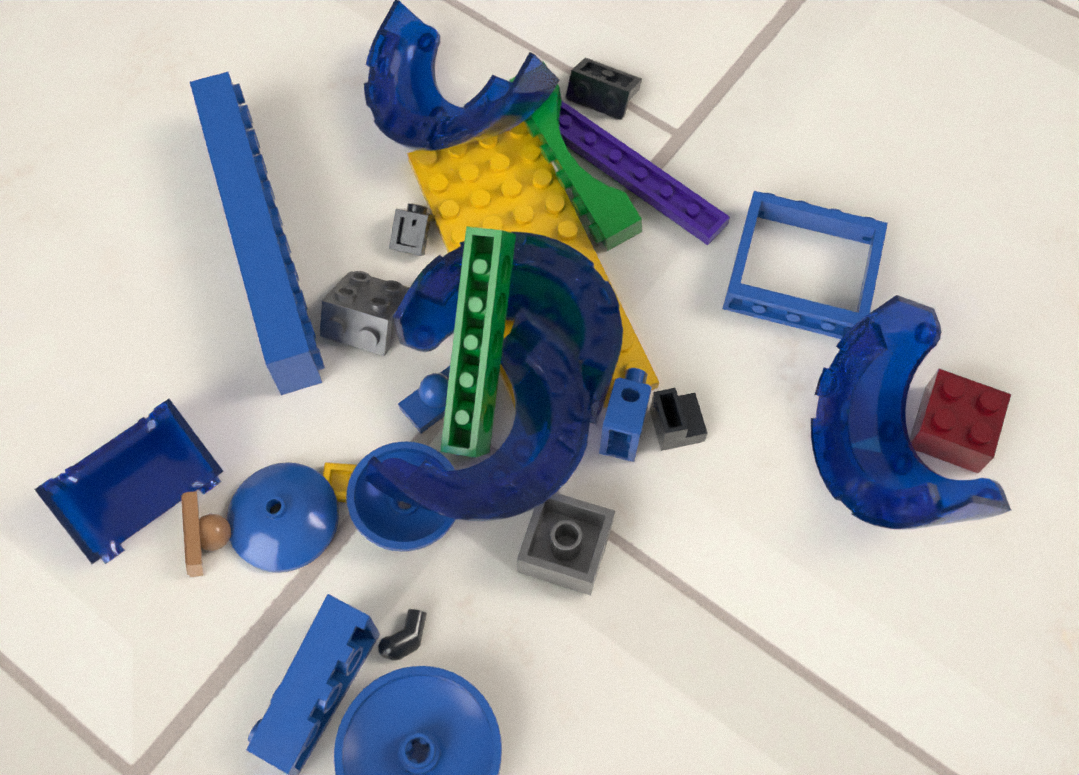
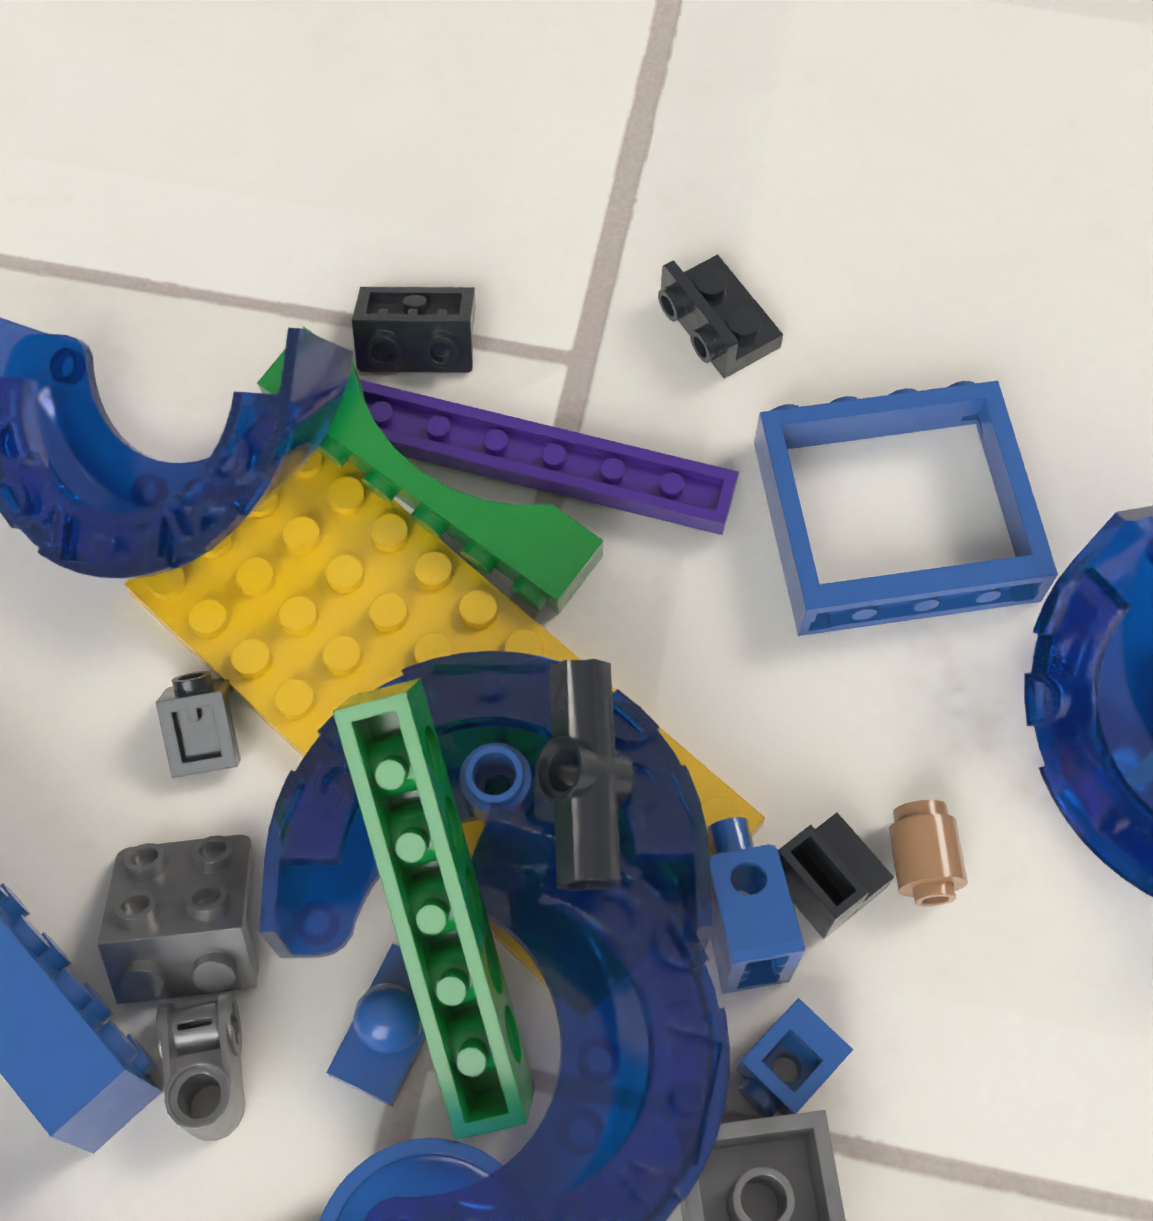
camera: 25 degrees left, 0 degrees up
(345, 370) = (201, 1050): none -> flat silver piece
(534, 298) = (491, 764): none -> blue brick
(570, 308) = (584, 776): none -> black piece
(621, 482) = (805, 1041): none -> blue brick
(731, 430) = (927, 852): none -> medium nougat brick
(761, 139) = (718, 315): none -> black bracket

